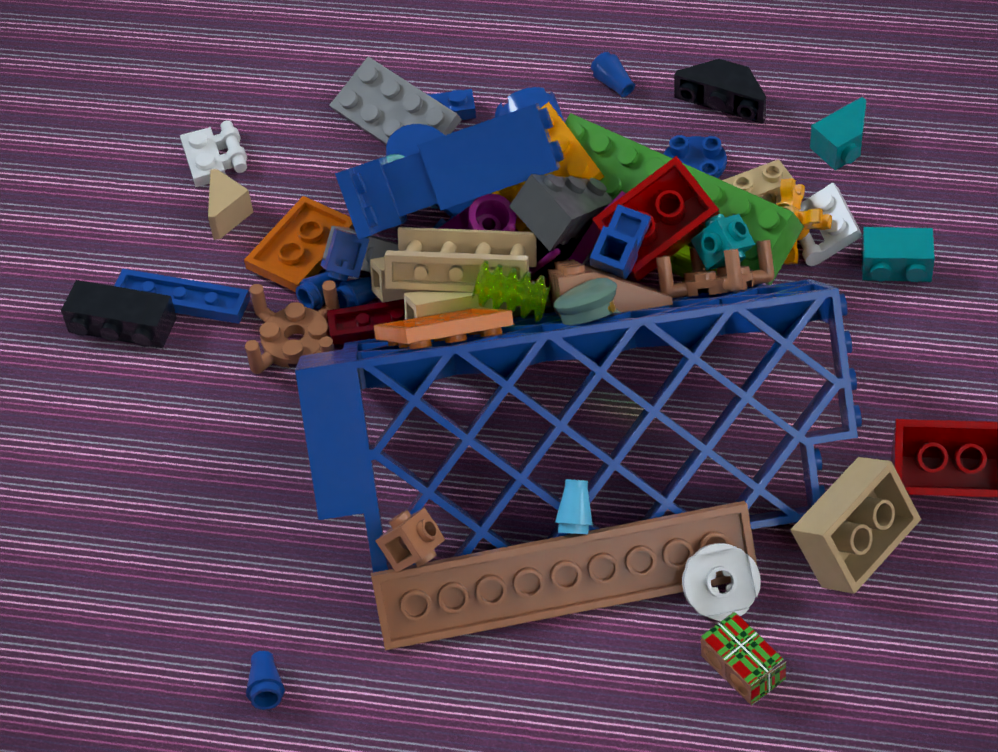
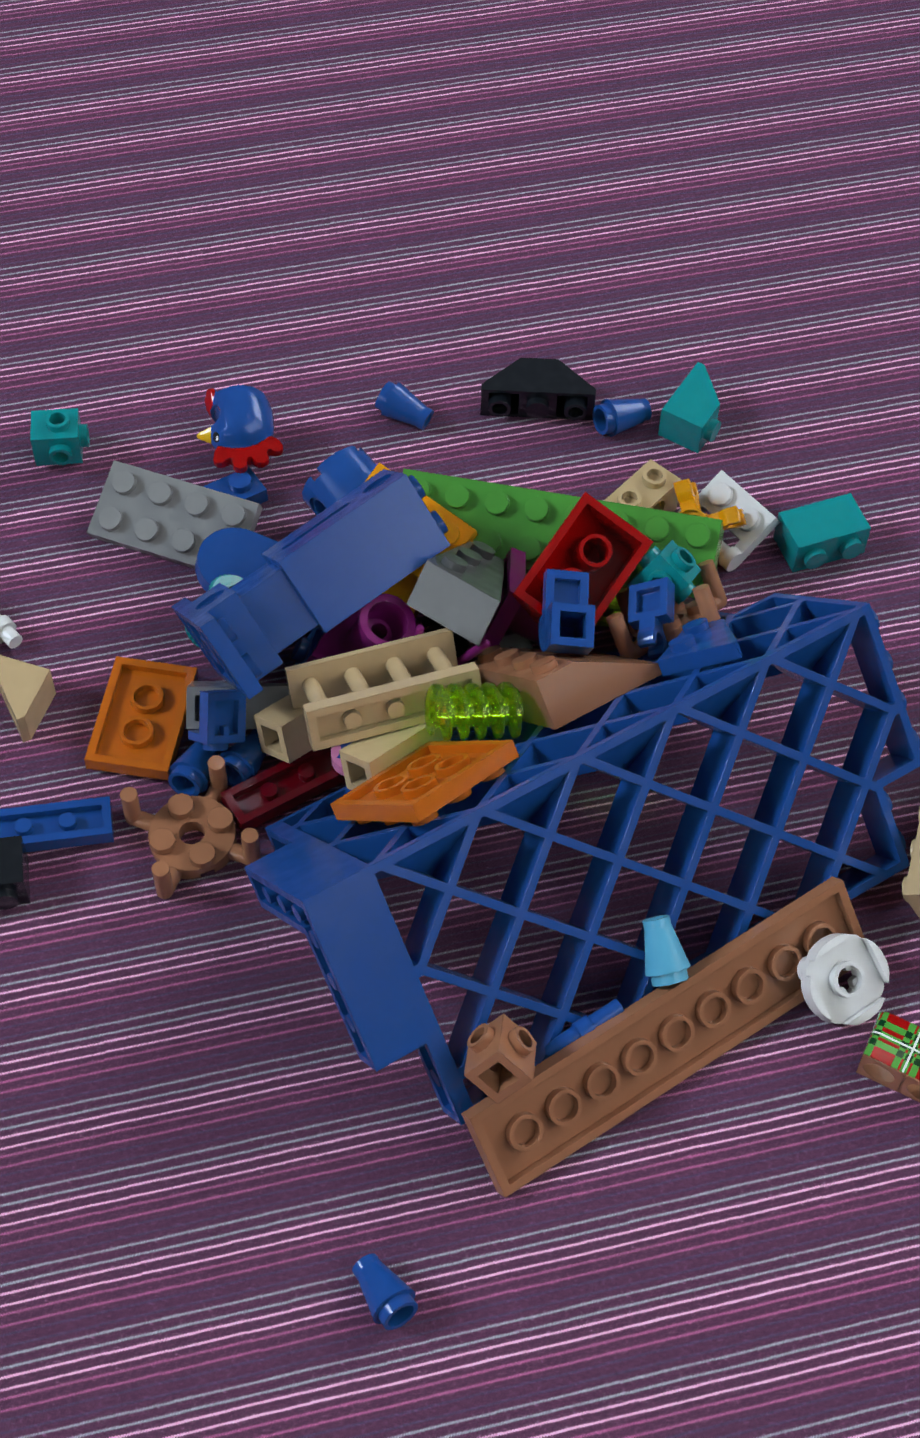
camera: 30 degrees left, 5 degrees up
(340, 31) = (58, 436): none -> teal brick
(476, 58) = (241, 428): none -> blue piece
(494, 543) = (583, 1026): none -> blue piece
(587, 302) = (588, 701): sand green piece -> none
(693, 259) = (648, 609): none -> blue plate
(699, 152) = (548, 473): blue dish -> none
(711, 291) = (699, 646): none -> blue wing
(782, 123) = (619, 415): none -> blue cone

